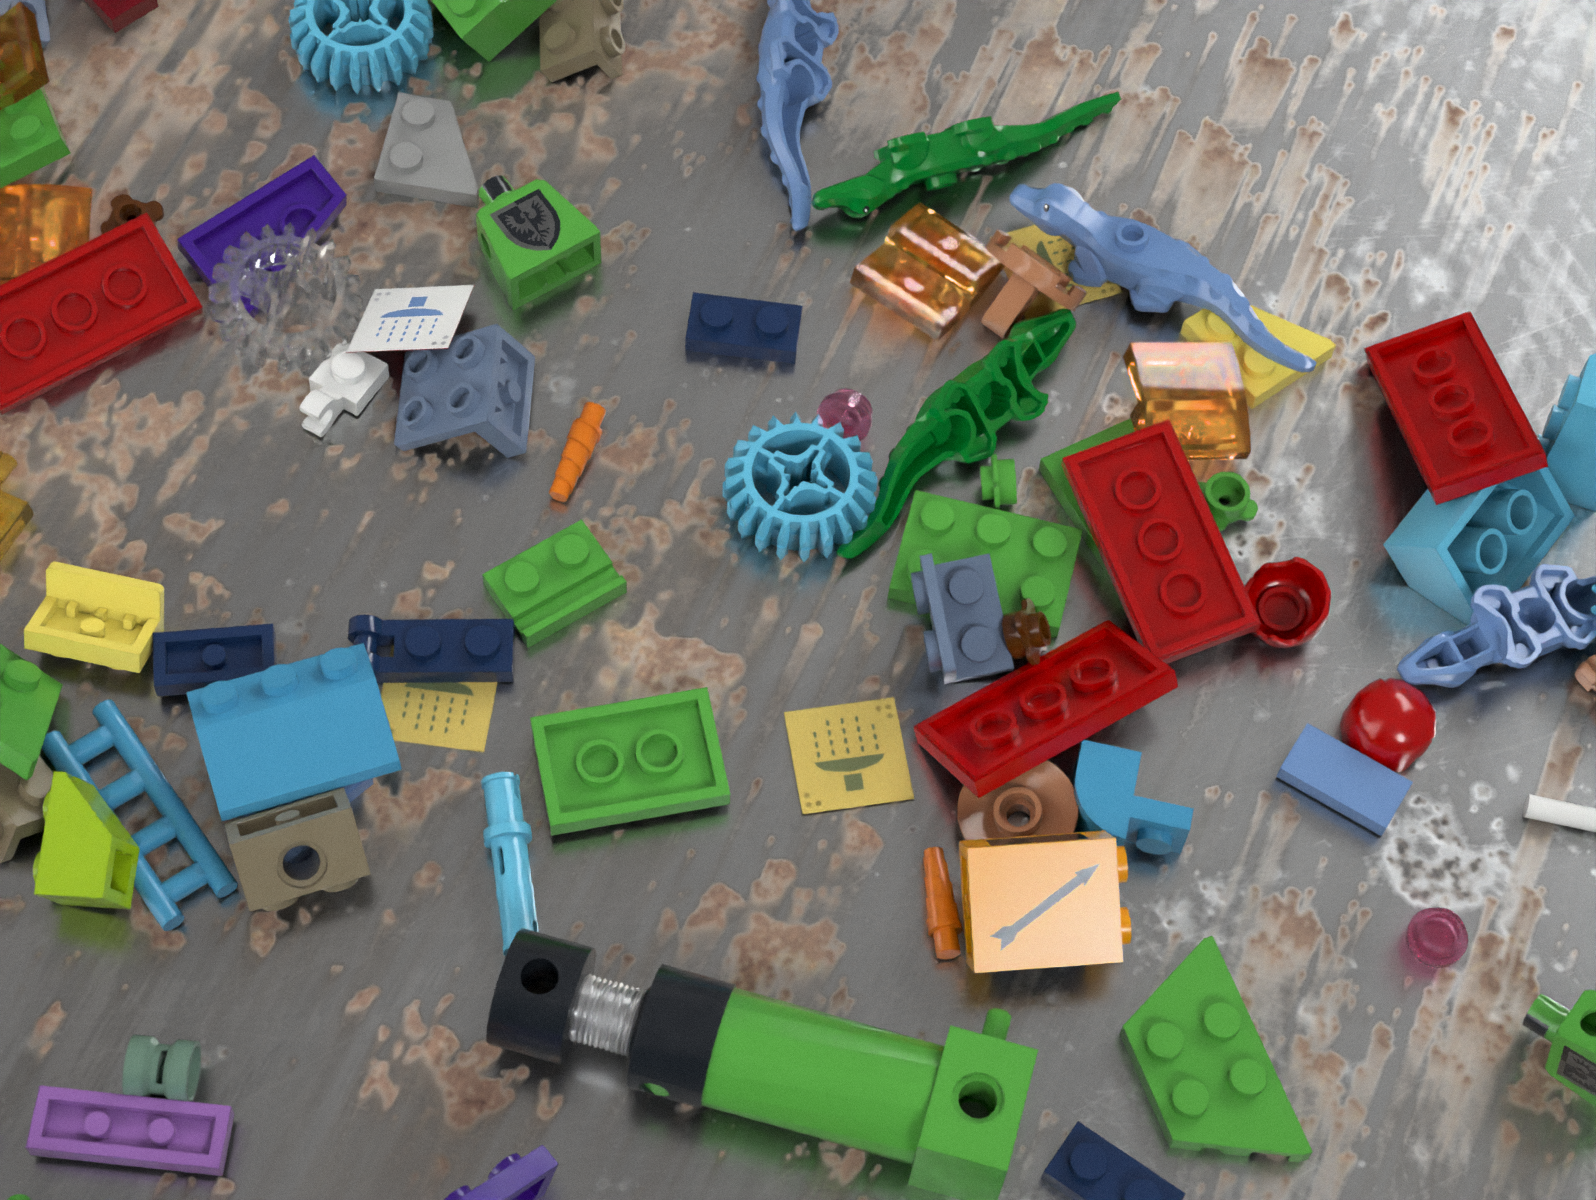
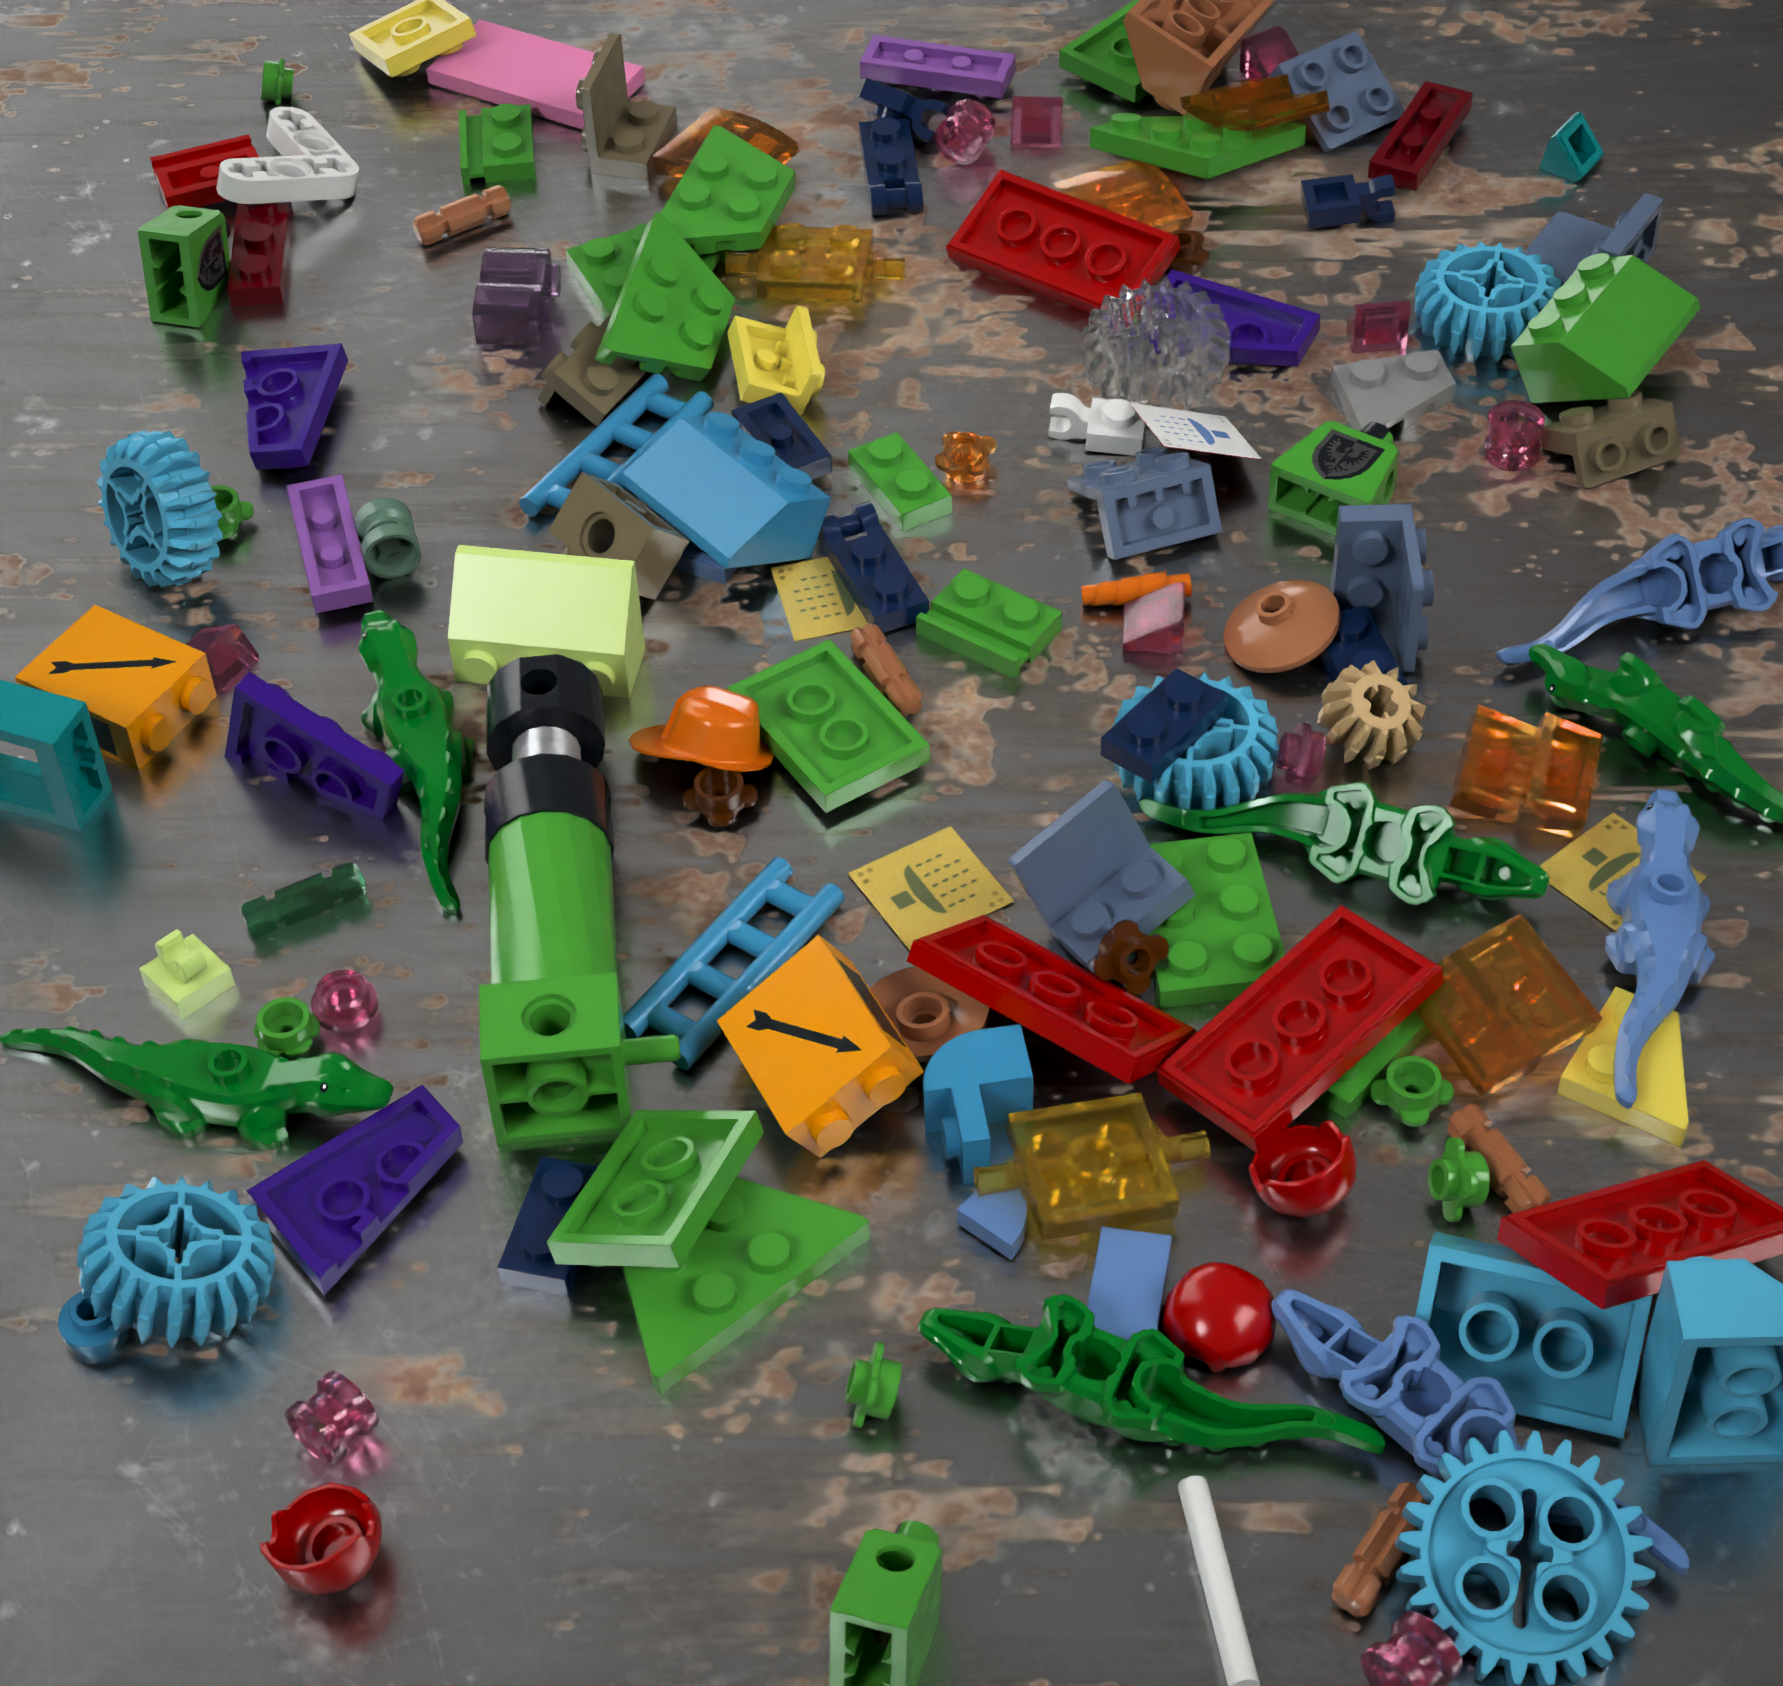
camera: 75 degrees right, 15 degrees down
(84, 849) = (561, 417): lime slope -> none
(146, 70) = (1340, 200): none -> dark blue plate
(321, 582) = (900, 481): none -> bright green plate
(322, 527) = (965, 456): none -> clear orange plate
(340, 122) = (1378, 326): none -> clear pink slope
(399, 956) = (541, 605): none -> yellowish green slope
(468, 1125) = (419, 737): none -> green animal
(508, 840) = (705, 668): medium azure pin -> none
(552, 101) = (1513, 435): none -> clear pink wheel
(575, 688) = (886, 669): none -> nougat axle
(603, 870) = (709, 729): none -> orange piece
(625, 451) = (1155, 620): none -> clear pink slope
(667, 867) = (719, 795): none -> reddish brown plate
(688, 389) = (1282, 626): none -> nougat dish
(707, 249) = (1381, 567): none -> sand blue bracket
(804, 496) = (1163, 725): none -> dark blue plate
(837, 345) = (1371, 715): none -> tan gear
(881, 905) = (732, 928): none -> dark azure bar
(999, 482) = (1306, 896): bright green plate -> none
(1030, 277) = (1557, 825): nougat tile -> none
(1139, 1083) = (656, 1188): none -> bright green plate
(1220, 750) = (1092, 1165): none -> clear yellow plate
(1230, 837) = (996, 1220): none -> medium blue tile
(1313, 476) = (1505, 1165): none -> nougat axle
(1329, 508) = (1458, 1179): none -> bright green plate
(1378, 991) = (873, 1386): none -> bright green plate
(1434, 820) = (1123, 1383): none -> green animal
(1436, 937) = (972, 1432): clear pink plate -> none

